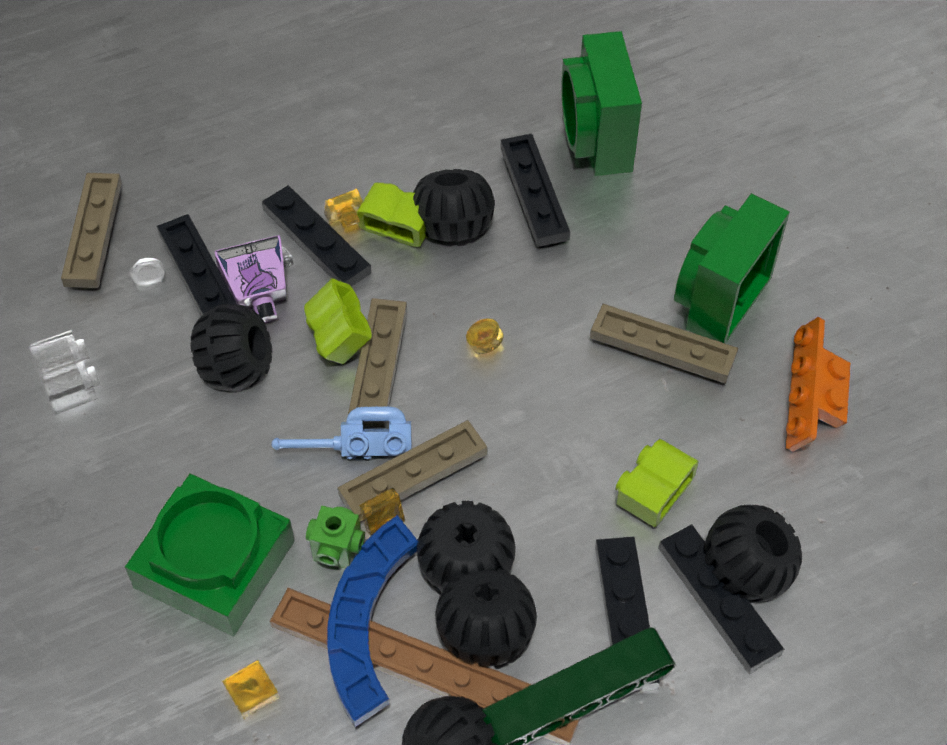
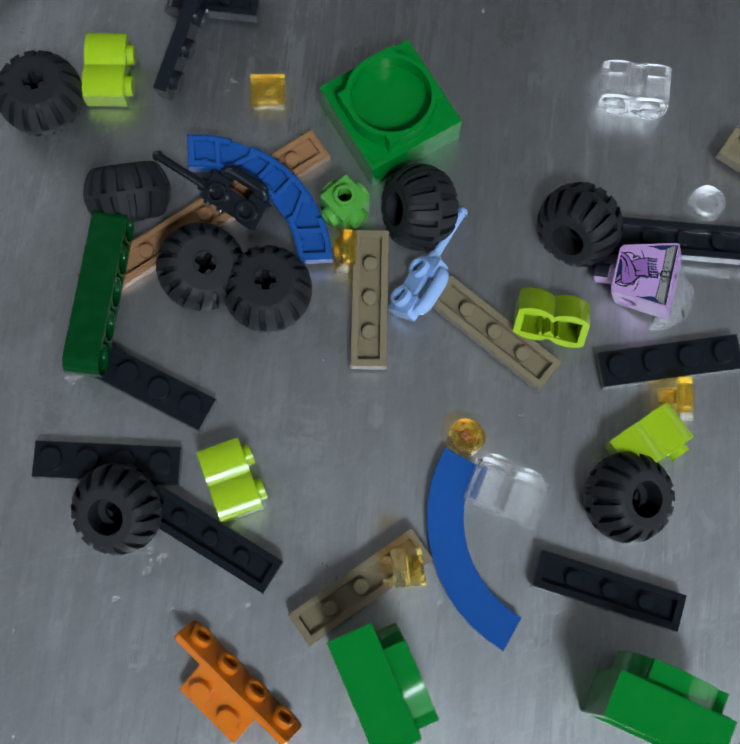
camera: 120 degrees right, 20 degrees up
(295, 476) = (419, 206): none -> black wheel
(397, 647) = (220, 193): none -> black piece
(509, 282) = (507, 491): none -> clear brick
(580, 305) = (451, 554): none -> blue tile
(628, 306) = (407, 568): none -> clear yellow tile
(716, 466) = (218, 542): none -> black plate

